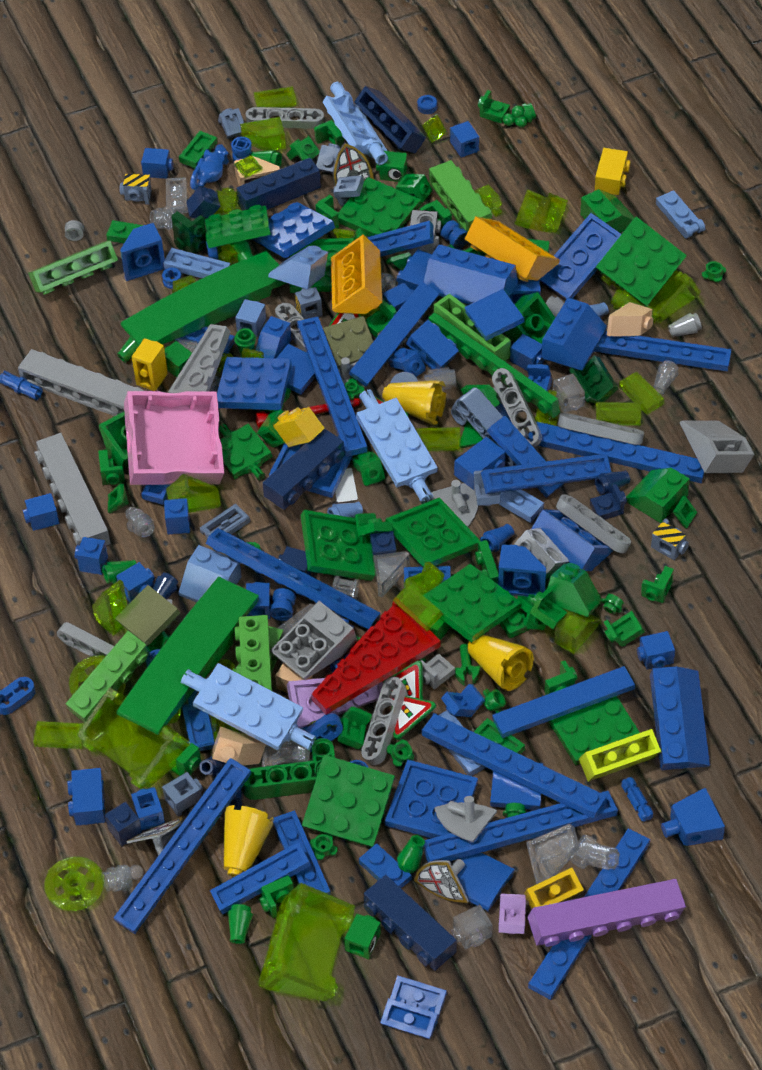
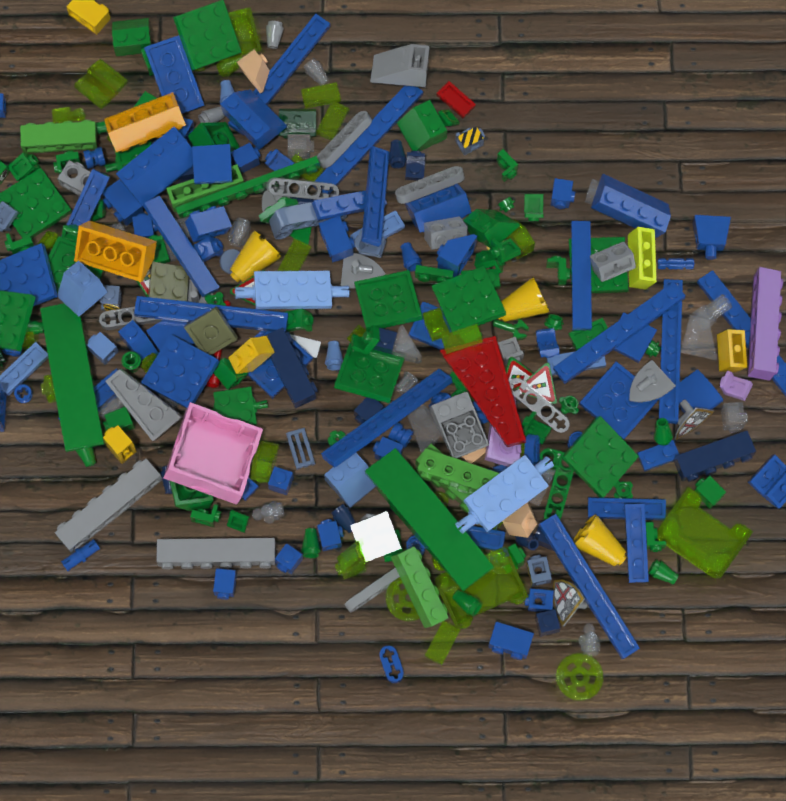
camera: 70 degrees left, 20 degrees up
(113, 735) = (469, 603): none -> green cone
(309, 388) = (211, 331): none -> olive plate
(594, 720) = (612, 261): none -> light grey brick
(712, 513) = (456, 99): none -> red tile

